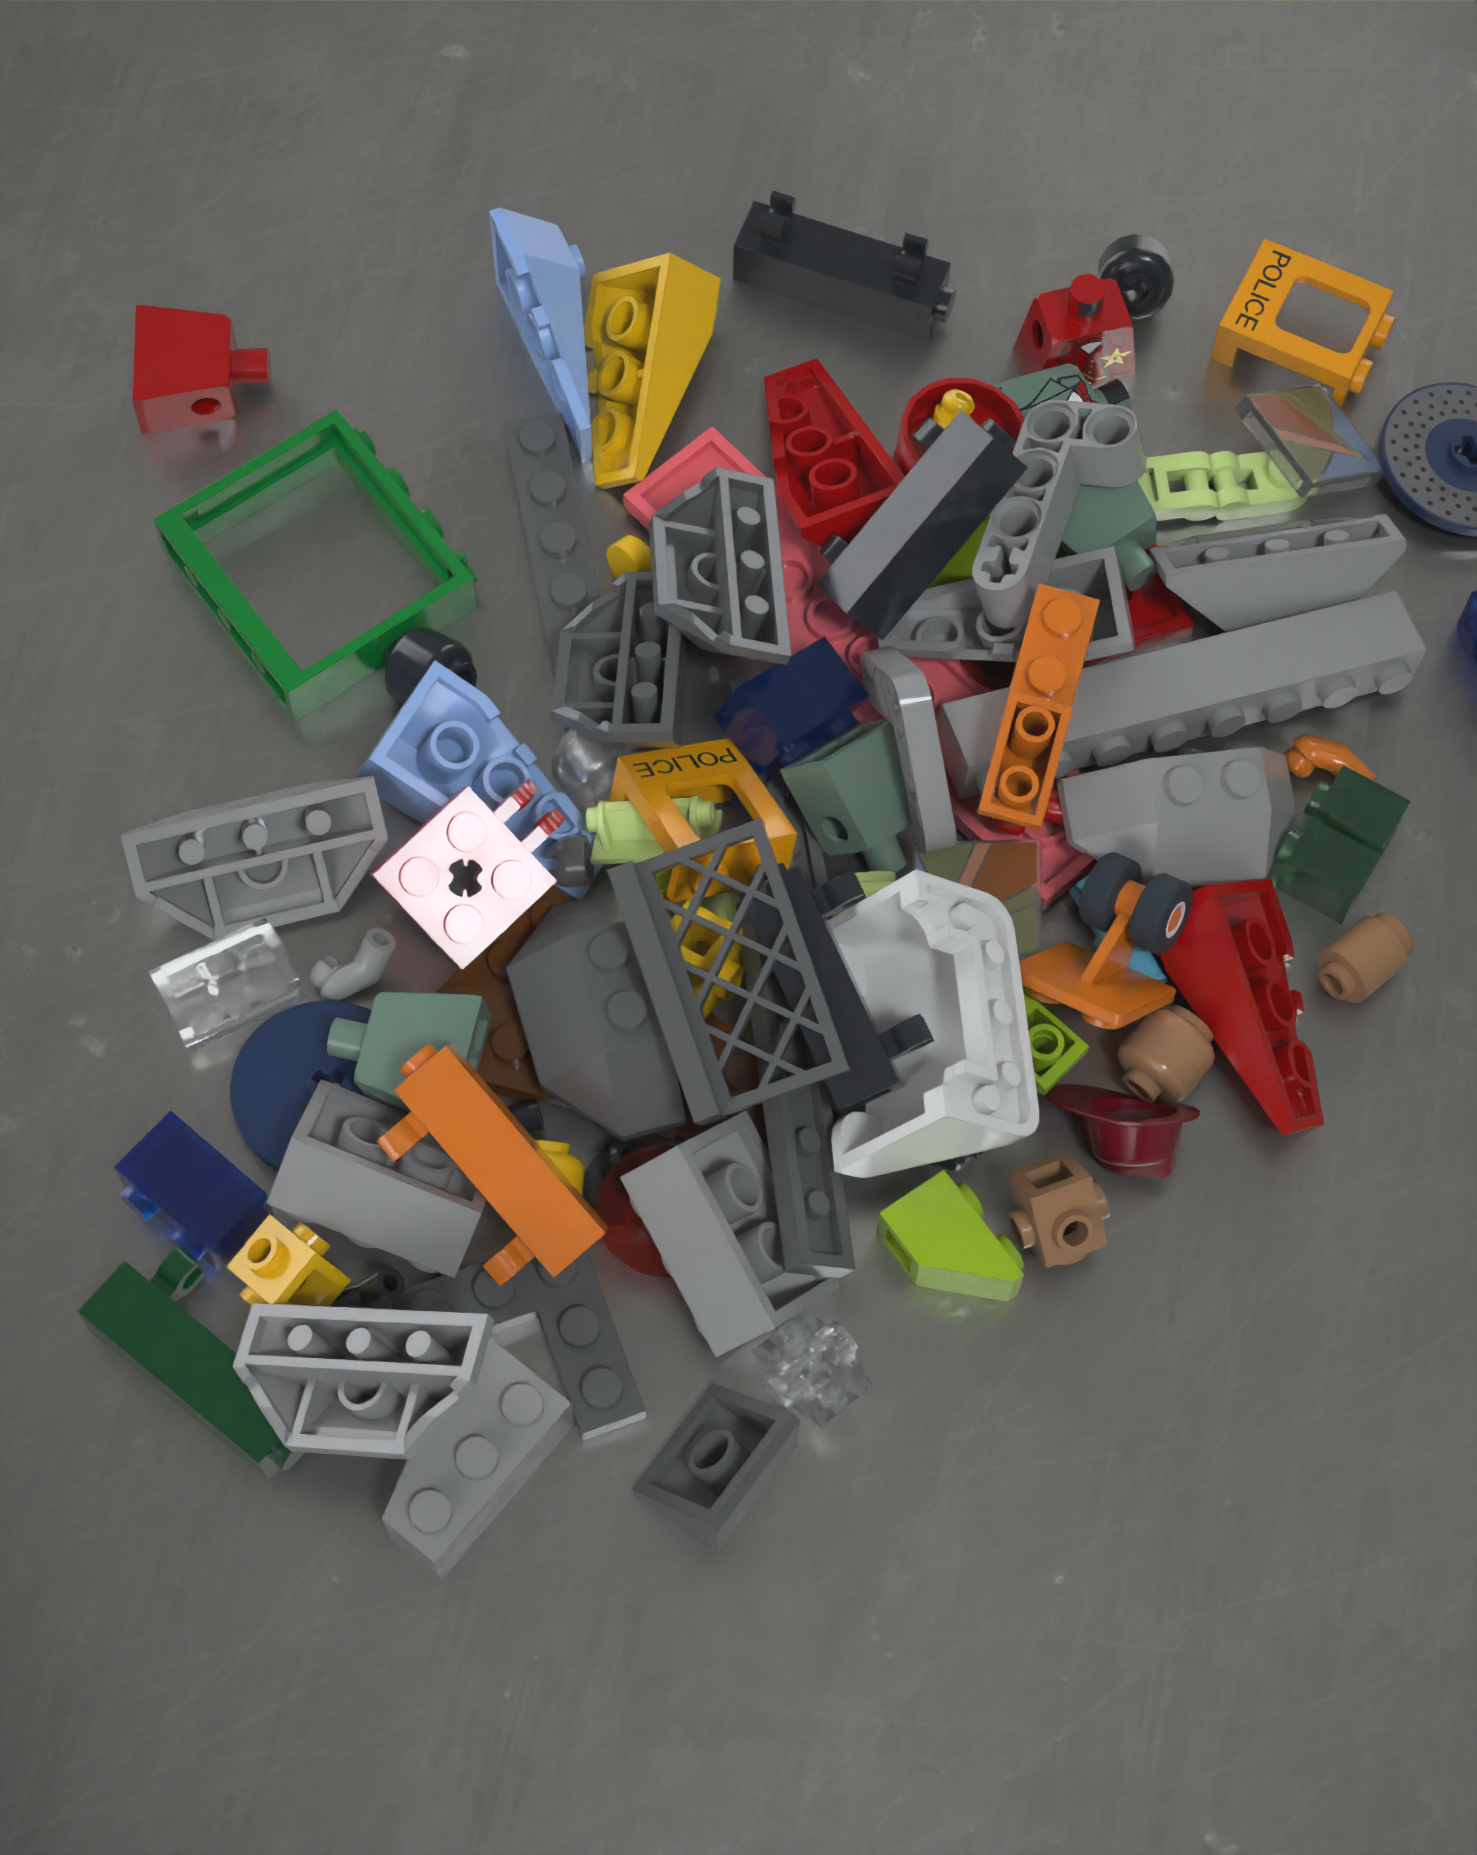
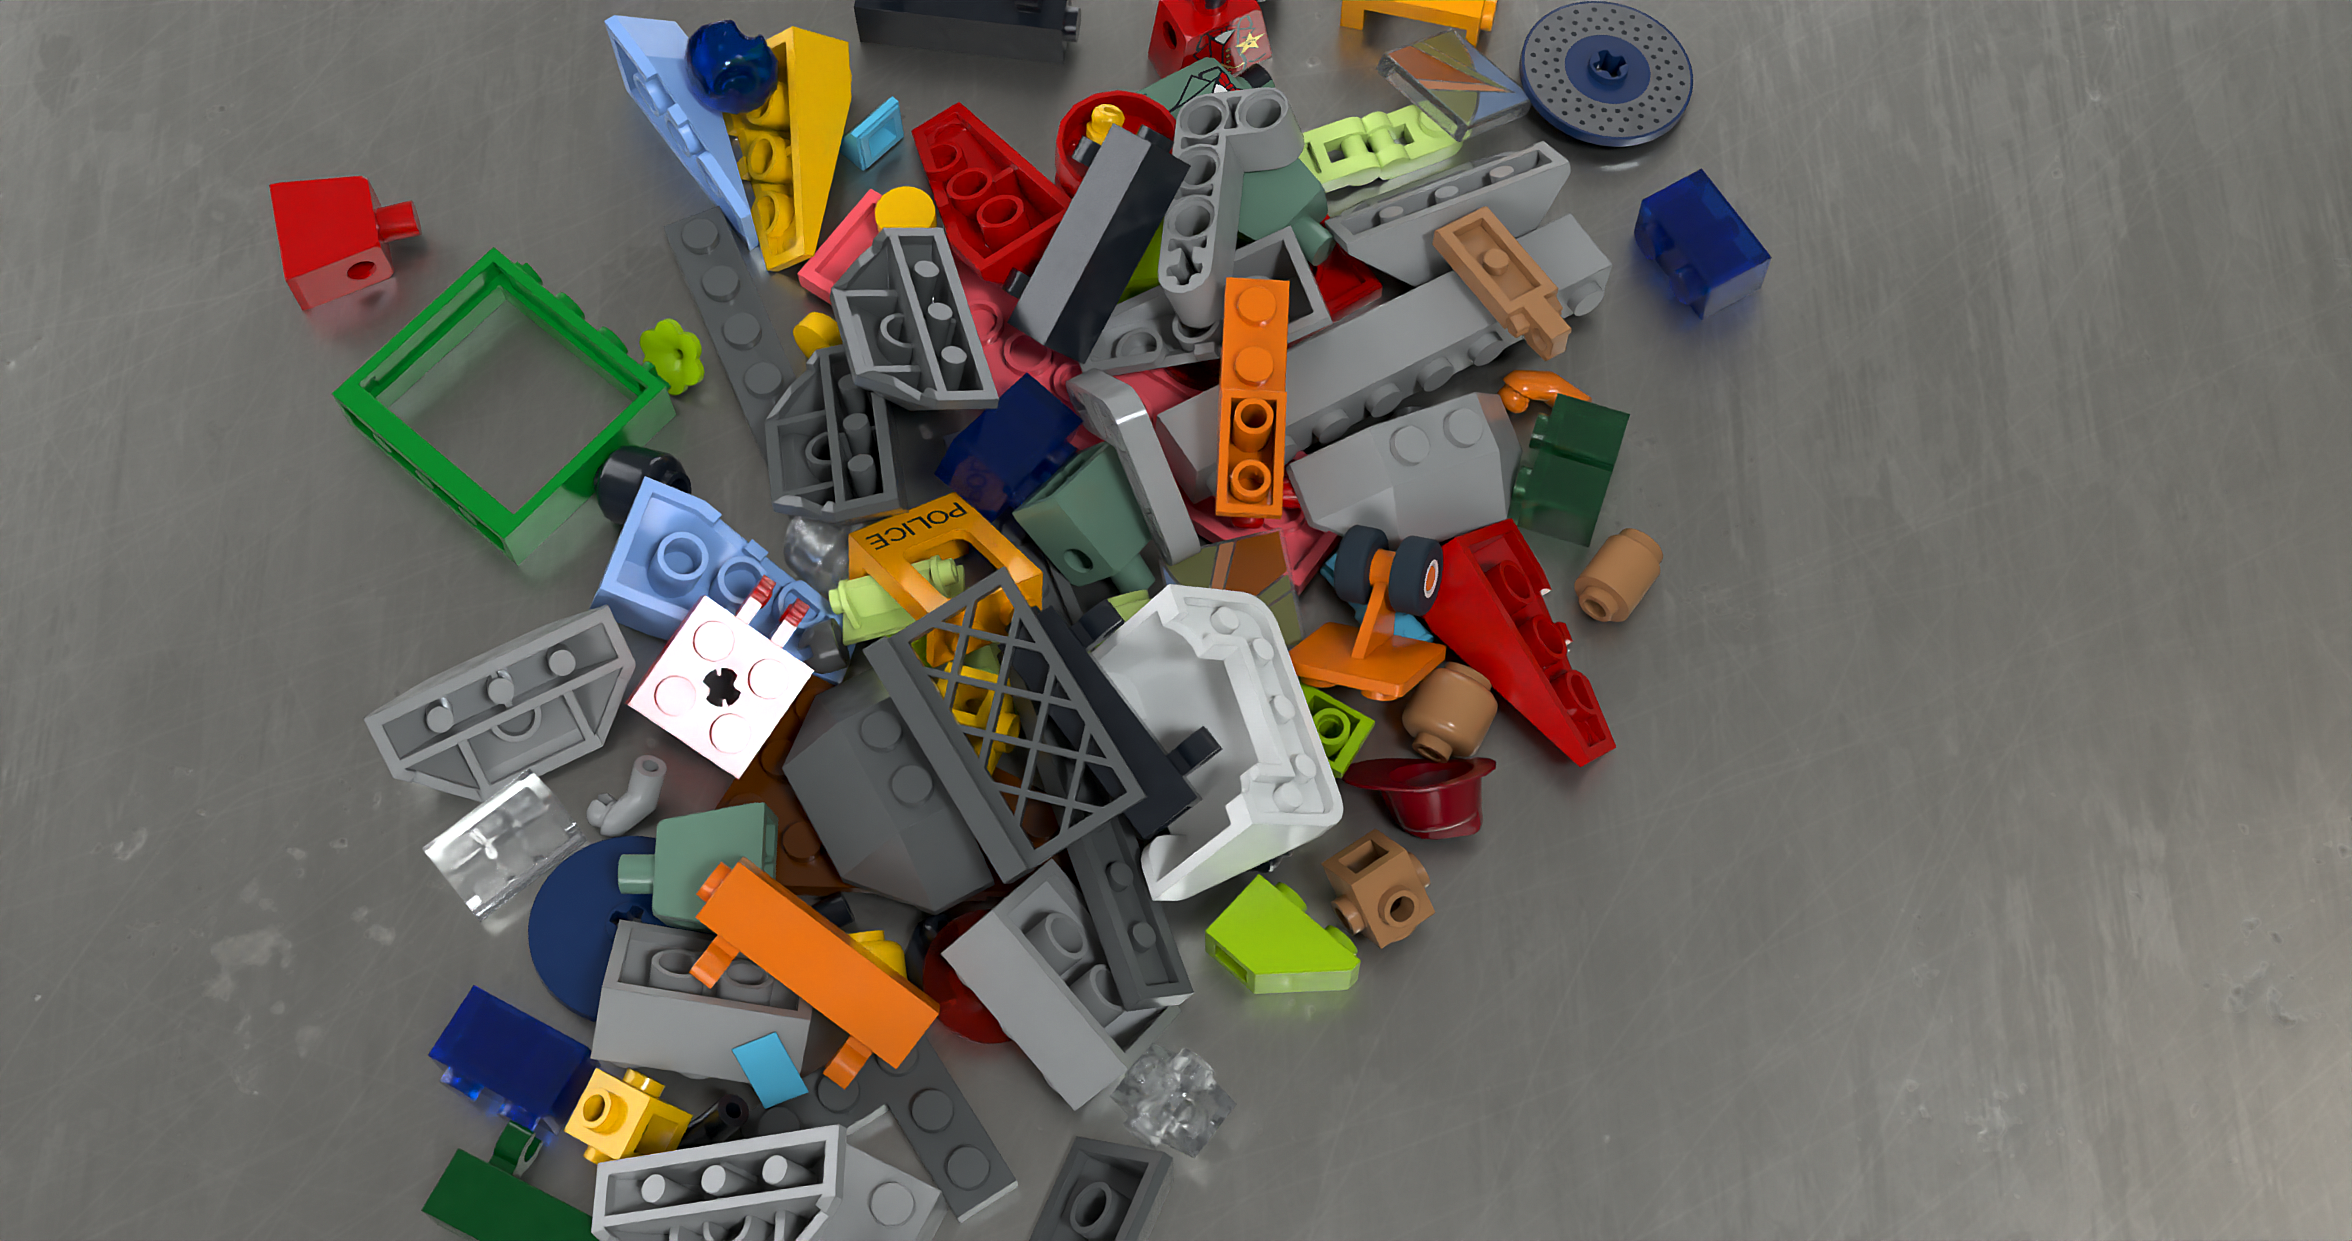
camera: 10 degrees left, 0 degrees up
(433, 1253) = (770, 1070): none -> medium azure sticker
(487, 549) = (673, 354): none -> lime plant
(601, 281) = (730, 68): none -> clear blue hair
(726, 374) = (873, 135): none -> medium azure slope
(742, 453) = (905, 209): none -> yellow tile
(1315, 643) = (1505, 280): none -> medium nougat hinge

